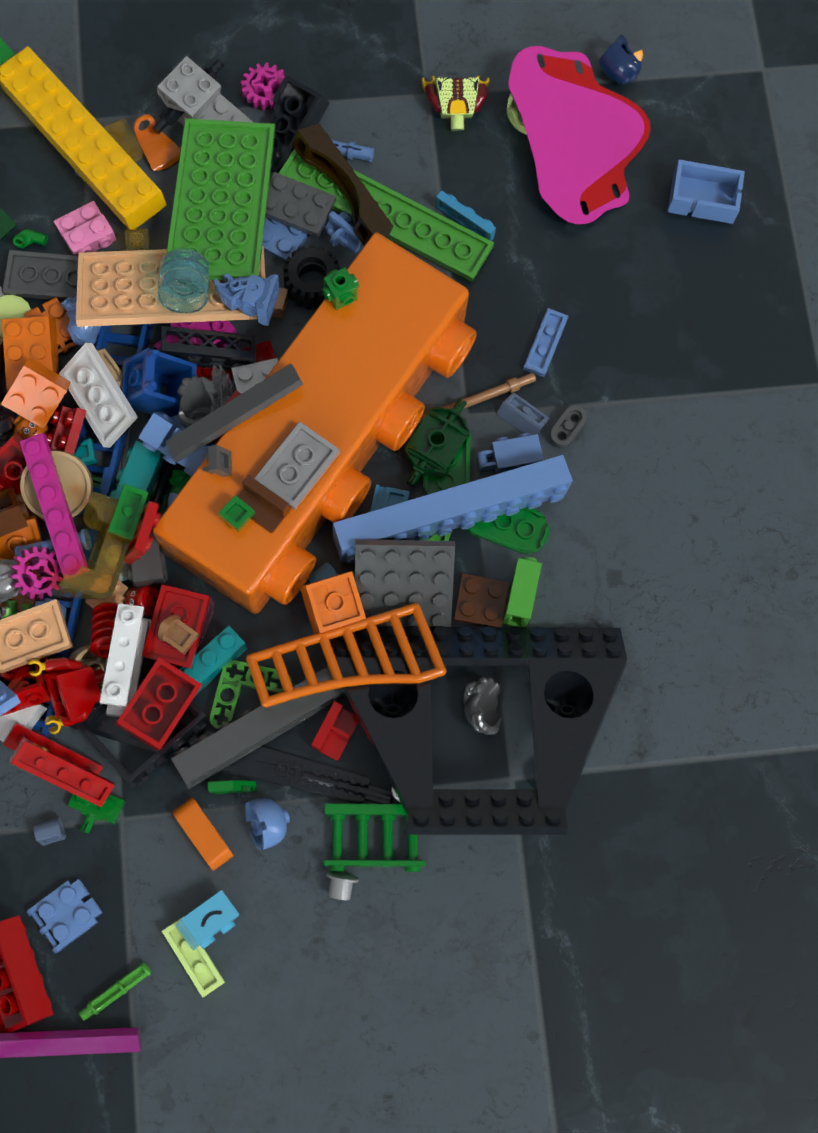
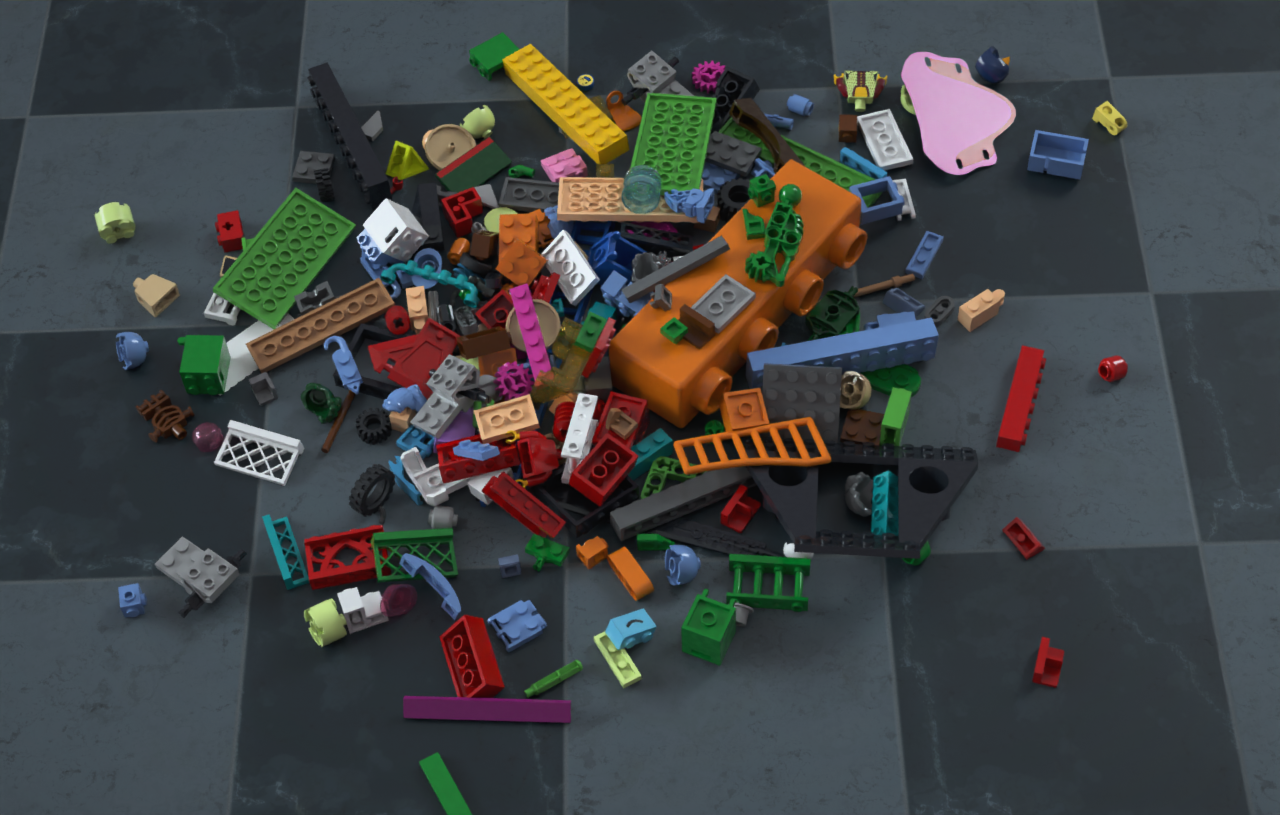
camera: 15 degrees right, 20 degrees down
(105, 98) = (585, 82): none -> tile
(154, 805) = (592, 552): none -> orange brick
(297, 614) = (714, 427): none -> green wheel
(304, 920) = (709, 628): none -> green container
(332, 340) = (753, 225): none -> green tile
(379, 351) = (781, 236): none -> green arm
(381, 126) = (800, 105): none -> medium blue brick
(443, 159) = (847, 128): none -> reddish brown brick
(471, 555) = (854, 390): none -> tan cylinder
(489, 174) = (884, 140): none -> white plate
(491, 287) = (883, 210): none -> medium blue window
(514, 261) = (903, 190): none -> white hinge
(515, 729) = (885, 504): none -> teal brick
(619, 422) = (980, 308): none -> light nougat brick
(672, 550) = (1020, 399): none -> red brick
(681, 748) = (1023, 538): none -> red slope
(717, 926) = (1048, 664): none -> red panel
(767, 134) = (1110, 118): none -> light yellow leg
(782, 501) = (1113, 368): none -> red head

